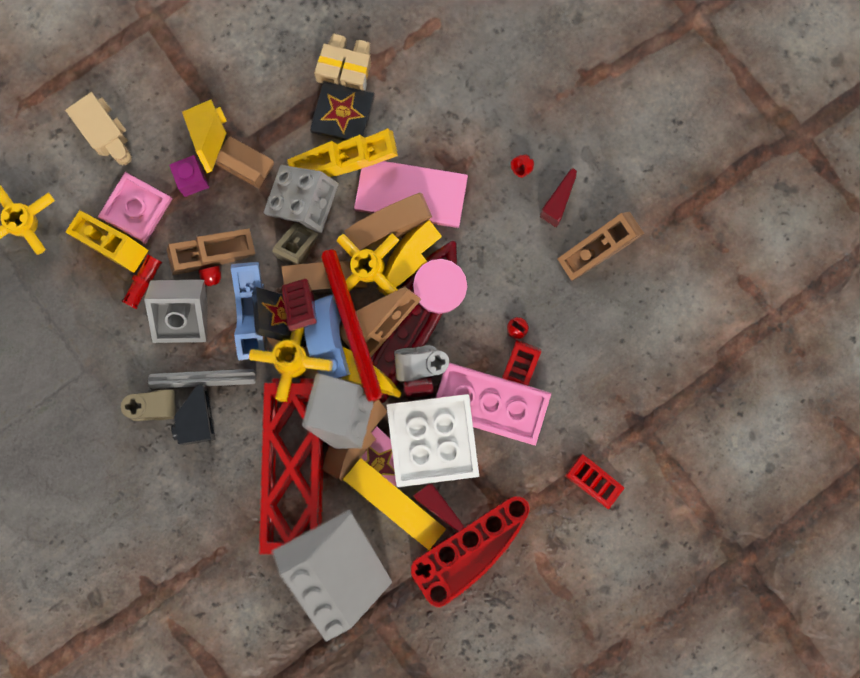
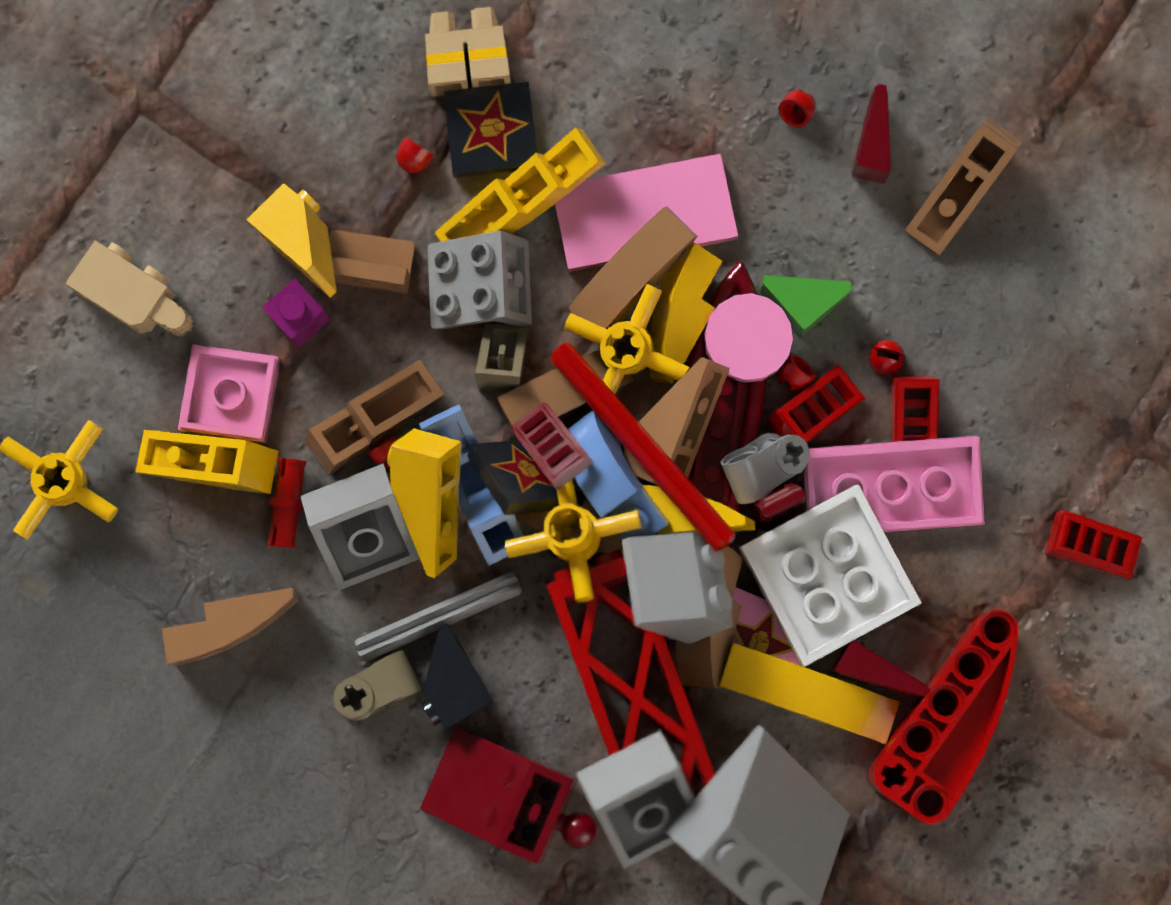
camera: 20 degrees left, 0 degrees up
(79, 338) = (226, 625): none -> medium nougat slope
(196, 492) = (499, 793): none -> dark red slope
(220, 305) = (427, 492): none -> yellow slope
(264, 524) = (637, 797): none -> light grey slope
(291, 111) = (412, 157): none -> red hinge
(441, 341) = (791, 419): none -> red slope
(461, 316) = (796, 373): none -> red hinge
(482, 277) = (804, 299): none -> bright green slope

